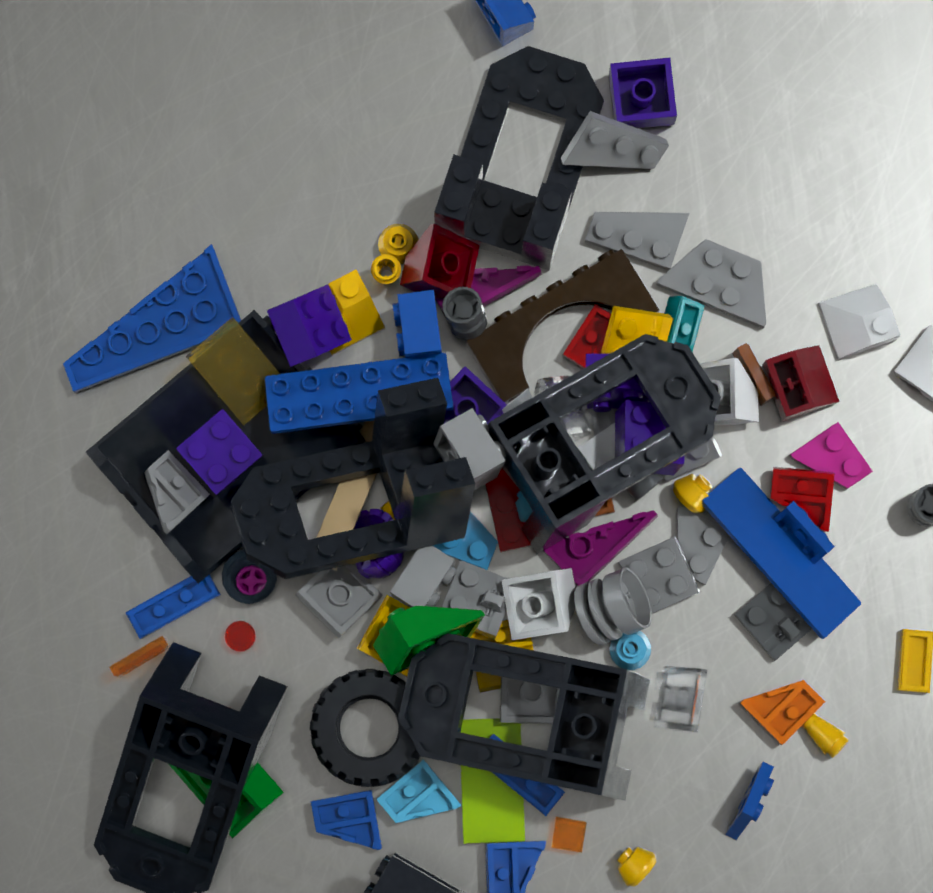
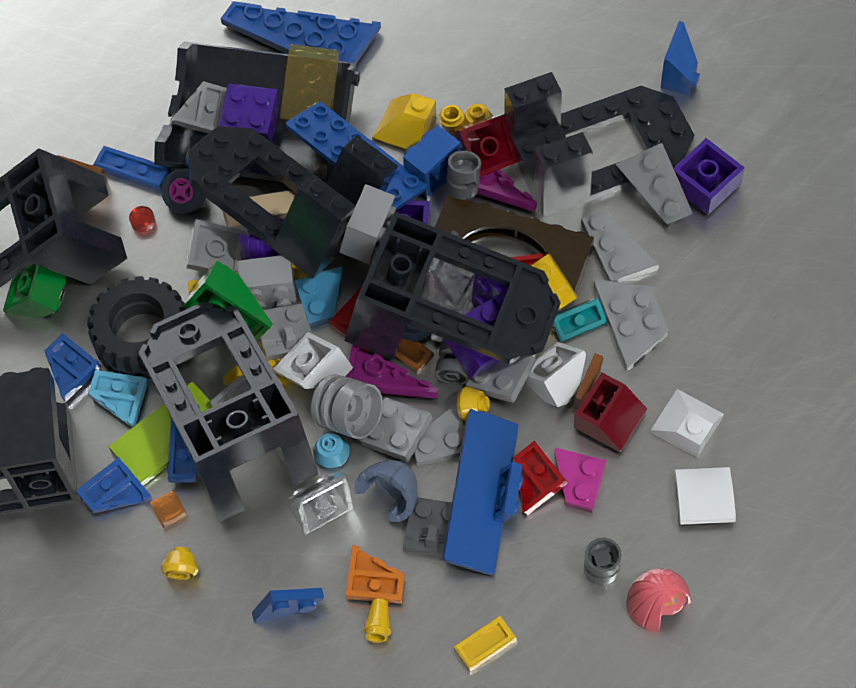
camera: 55 degrees right, 20 degrees down
(309, 325) = (374, 98): dark purple brick -> none
(712, 618) = (392, 479): none -> sand blue hair

